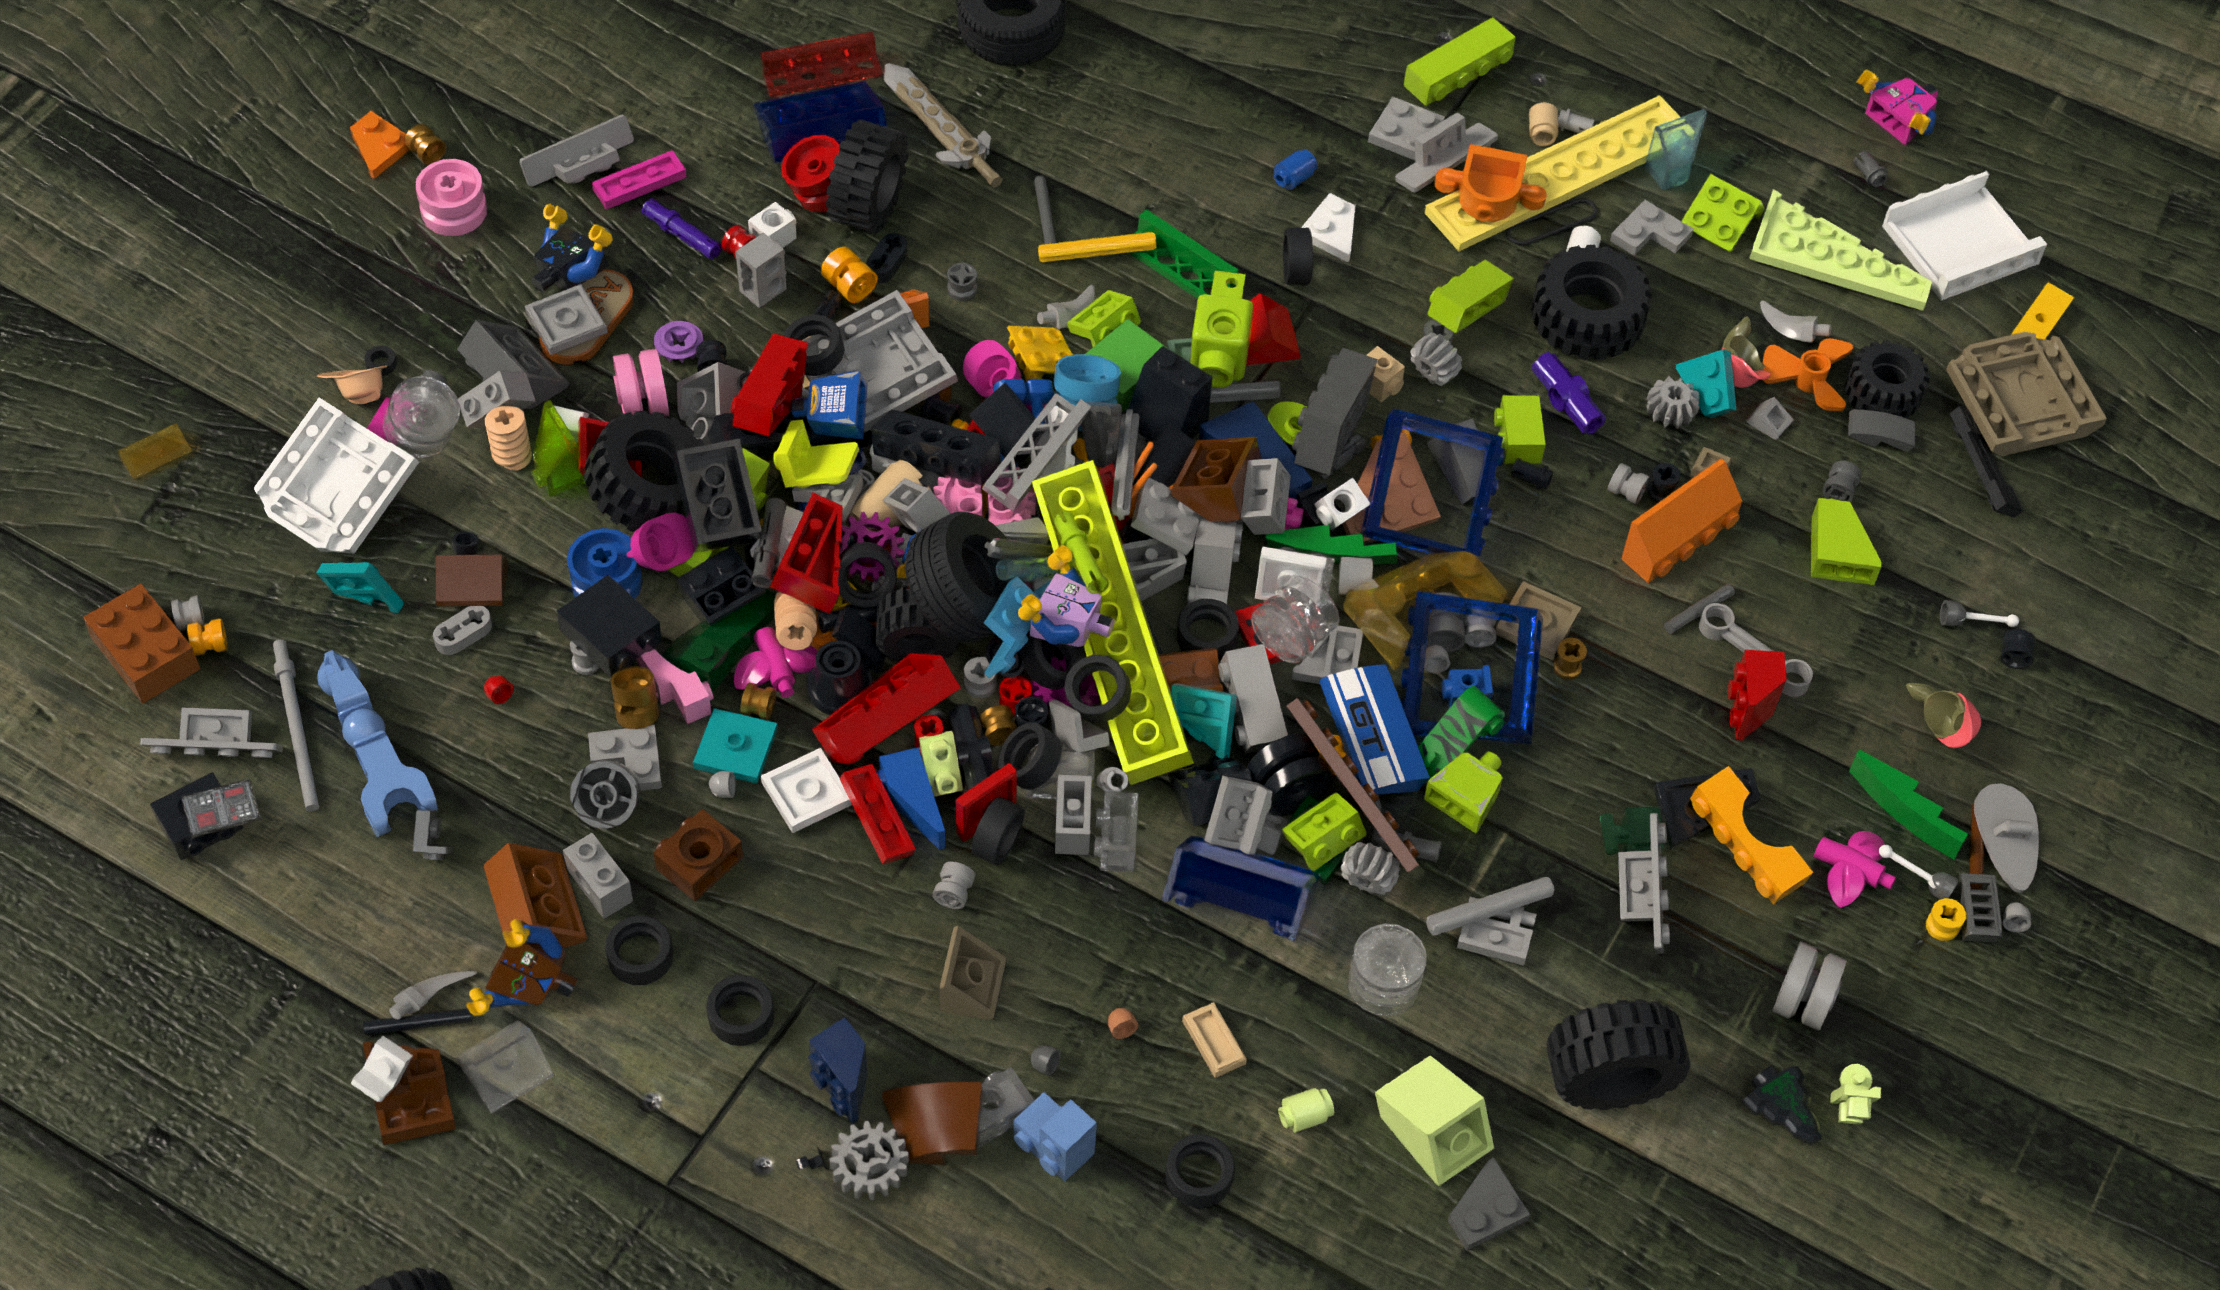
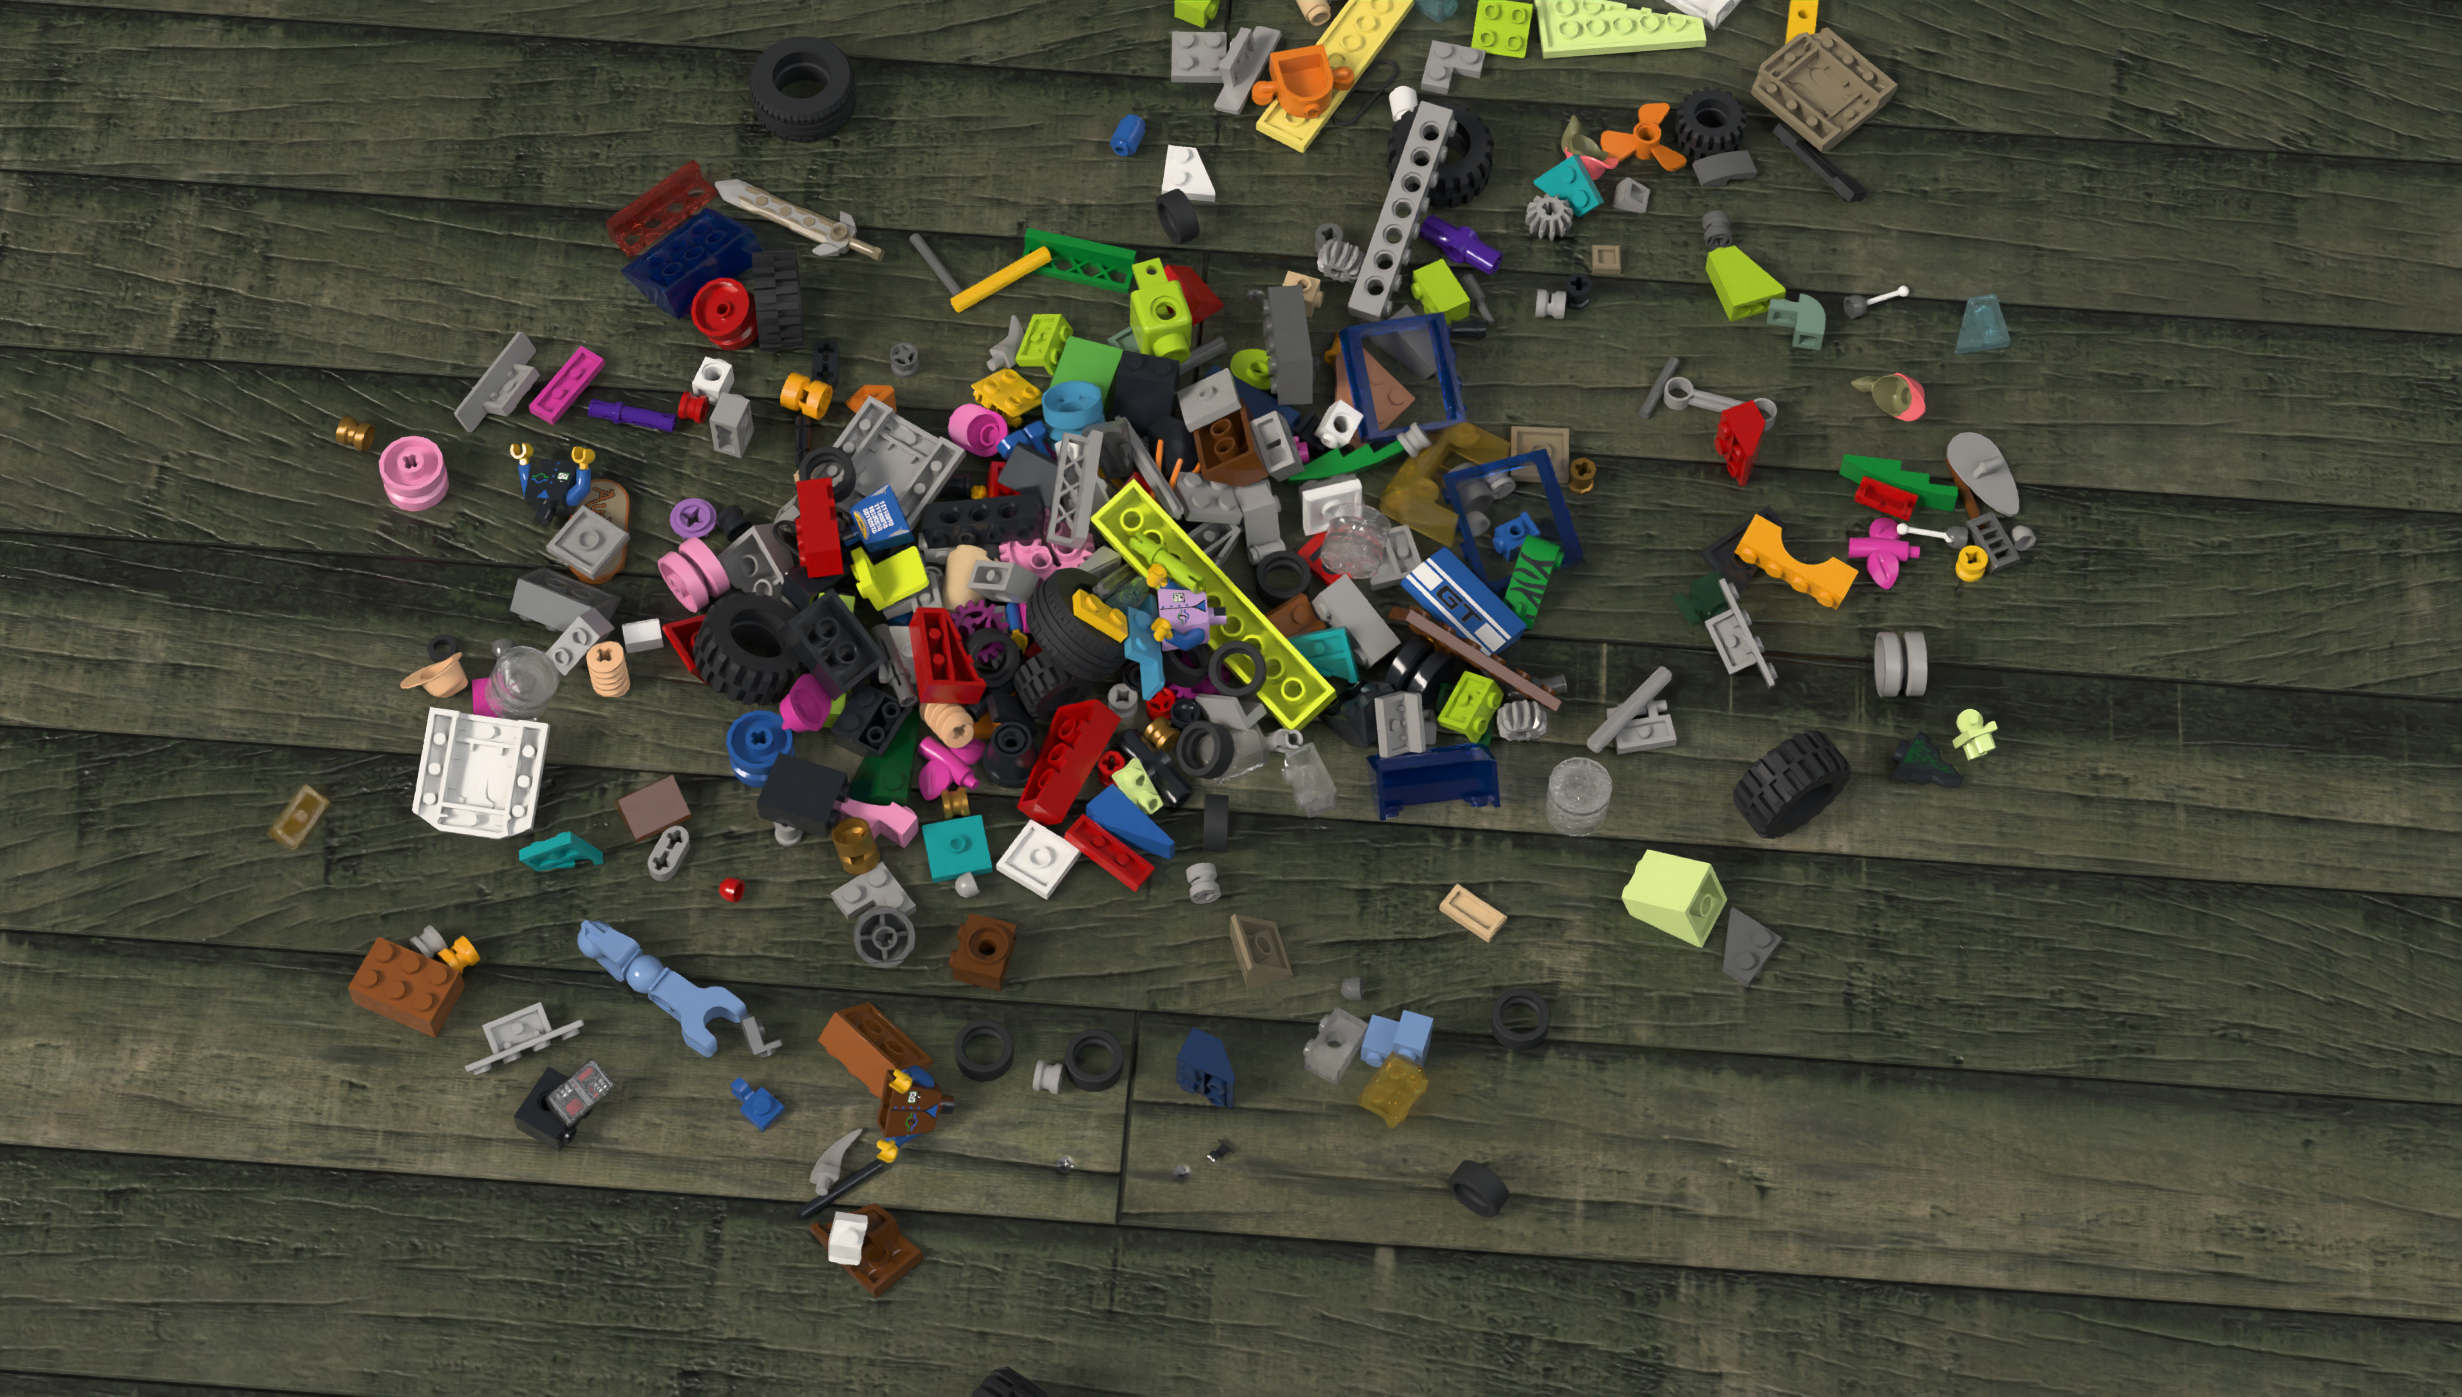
camera: 25 degrees left, 5 degrees up
(285, 673) = (543, 956): light grey bar -> none
(378, 142) = (308, 448): orange wing -> none
(393, 904) = (758, 1107): none -> blue plate
(465, 543) = (624, 773): black hinge -> none
(505, 1065) = (932, 1189): clear slope -> none
(555, 454) = (659, 665): clear neon green slope -> none
(598, 875) = (915, 1005): light grey brick -> none
(684, 1005) = (1048, 1077): none -> light grey wheel
(857, 1151) = (1276, 1128): light grey gear -> none
(936, 1119) = (1299, 1074): reddish brown slope -> none
(975, 801) = (1193, 804): red tile -> none
(978, 570) = (1099, 615): none -> yellow plate
(1021, 1178) = (1394, 1089): none -> clear yellow bracket
(1073, 814) = (1266, 782): light grey brick -> none
(1122, 1023) = (1396, 932): nougat hinge -> none
(1223, 427) = (1209, 400): none -> light grey plate
(1306, 1109) = (1574, 935): yellowish green brick -> none
(1354, 572) = (1374, 480): light grey slope -> none
(1410, 549) = (1414, 440): none -> light grey wheel
(1466, 788) = (1559, 621): lime torso -> none
(1469, 296) = (1338, 192): lime brick -> none
(1557, 447) = (1476, 296): none -> dark grey axle
(1585, 254) = (1428, 119): none -> light grey brick
(1682, 522) = (1613, 321): orange slope -> none
(1795, 327) = (1611, 105): light grey bar -> none
(1884, 814) = (1886, 498): none -> red hinge
(1889, 602) = (1804, 316): none -> sand green brick
(2018, 648) = (1920, 314): black wheel -> none
(2080, 688) = (1982, 326): none -> clear light blue wing

